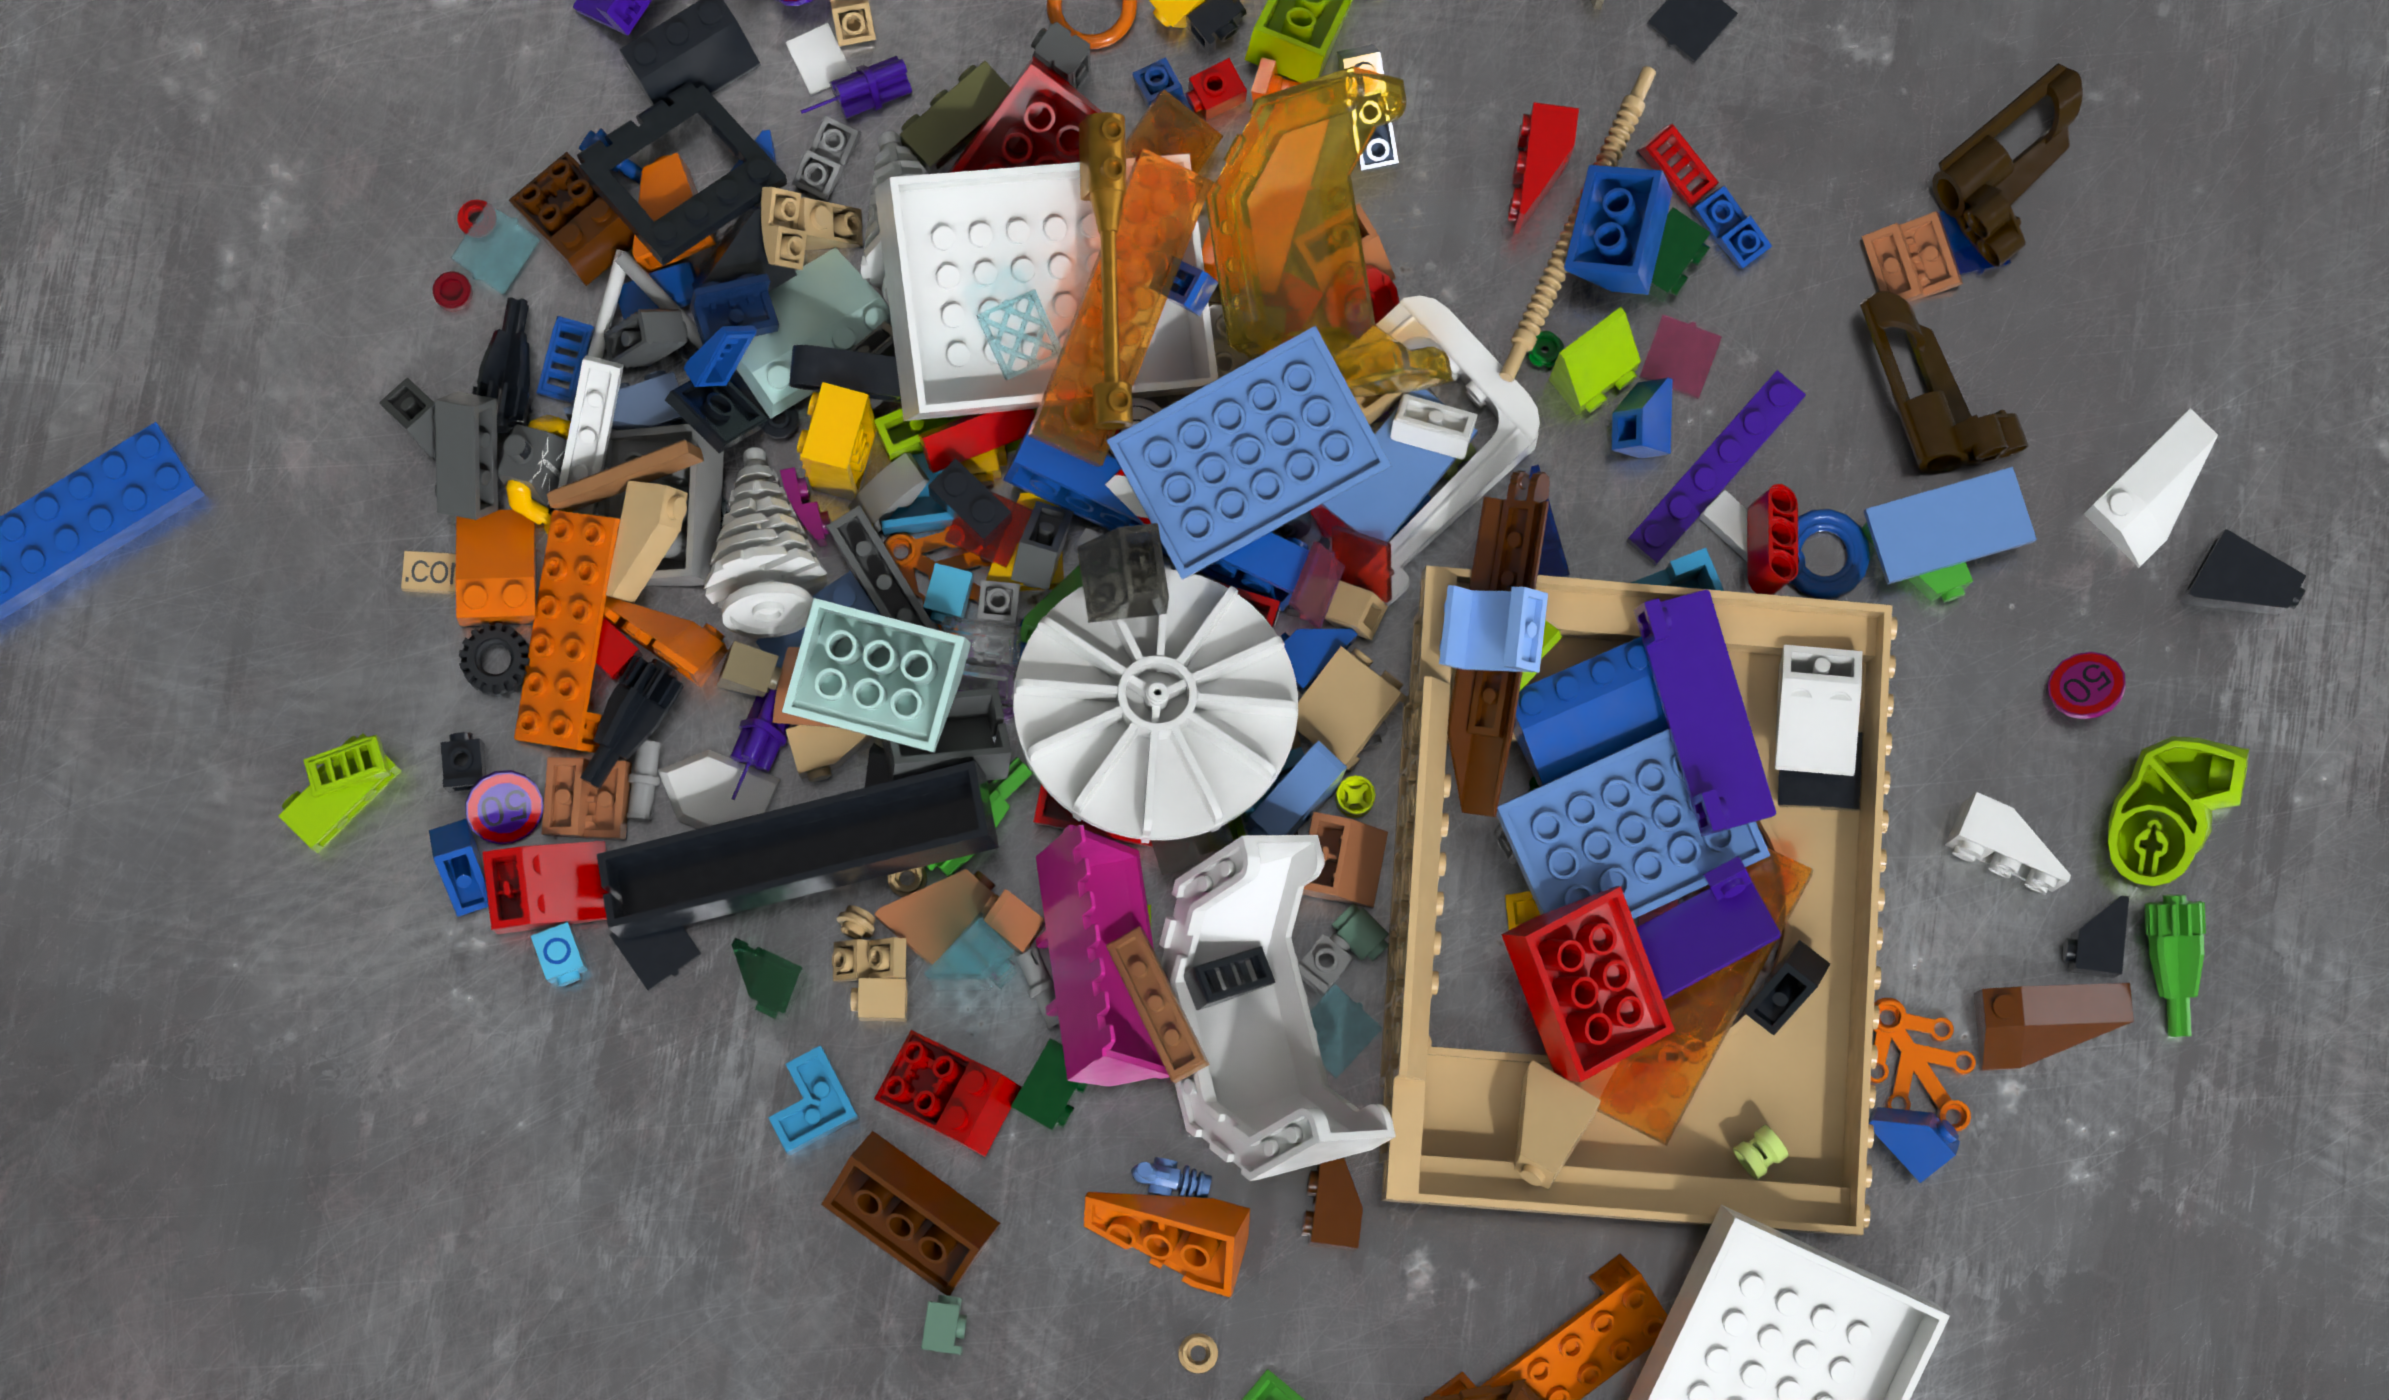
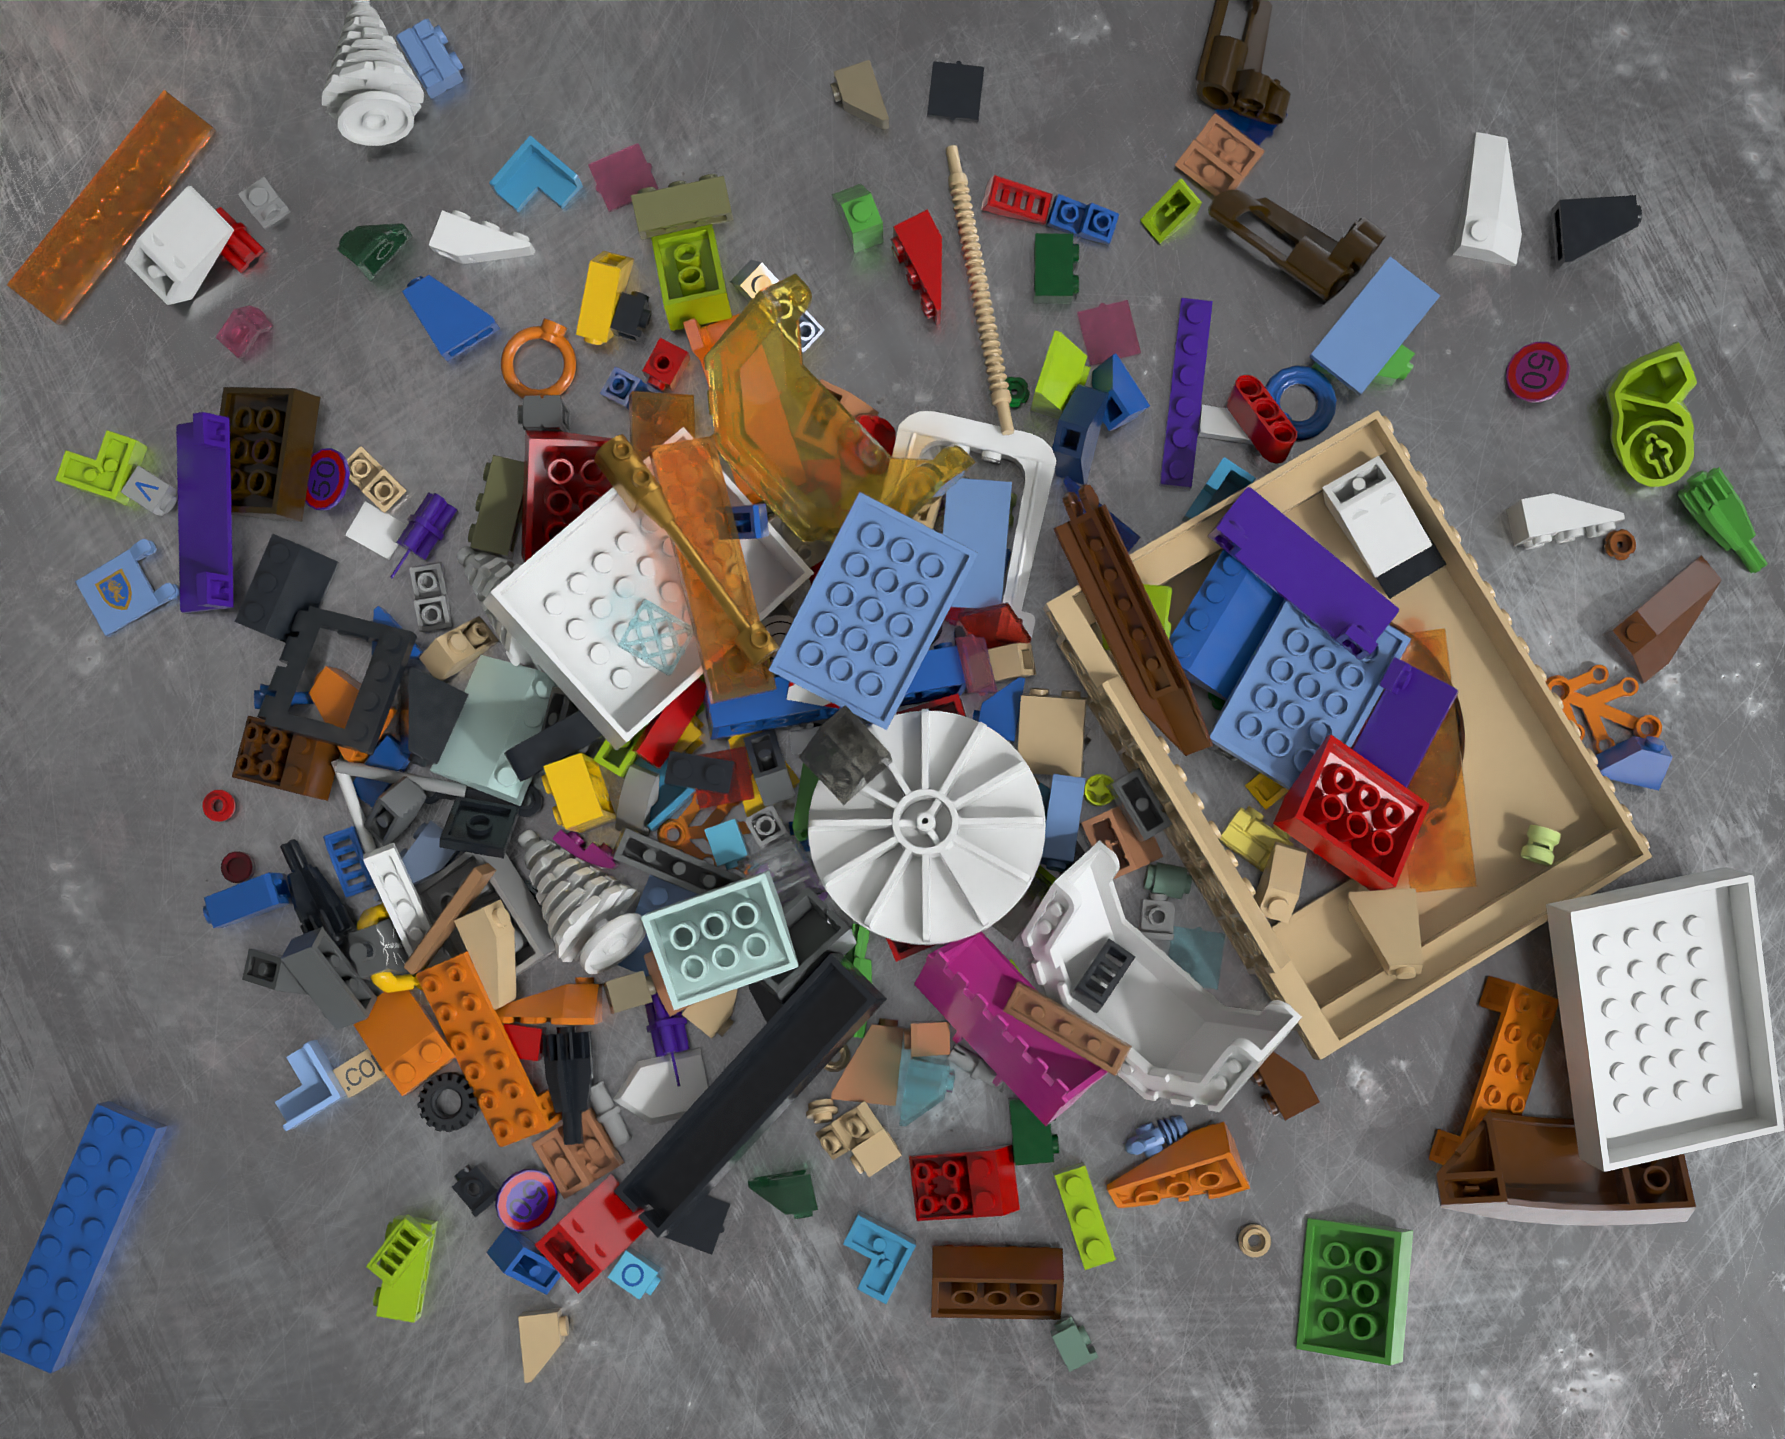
camera: 25 degrees left, 5 degrees up
(379, 559) = (318, 1088): none -> light blue panel
(421, 954) = (540, 1338): none -> tan slope
(440, 327) = (247, 900): none -> blue slope
(495, 248) = (246, 818): clear light blue piece -> none
(719, 356) = (456, 790): blue slope -> none
(734, 304) = (443, 751): dark blue bracket -> none
(779, 224) = (430, 666): tan slope -> none
(1044, 1206) = (1084, 1215): none -> lime brick
(1383, 832) = (1139, 805): none -> dark grey brick
(1433, 426) = (980, 500): white slope -> none
(1472, 1007) = (1281, 882): none -> tan slope
(1477, 955) = (1251, 837): none -> light yellow brick
(1493, 629) = (1126, 618): light blue panel -> none
(1507, 76) = (859, 217): none -> bright green slope
(1578, 430) = (1079, 433): none -> dark blue slope
(1619, 228) = (1011, 273): blue slope -> none
(1787, 987) = (1482, 719): black slope -> none
(1825, 279) = (1171, 211): none -> lime slope
(2062, 910) = (1627, 540): none -> dark orange plate
(2100, 942) = (1664, 540): black slope -> none

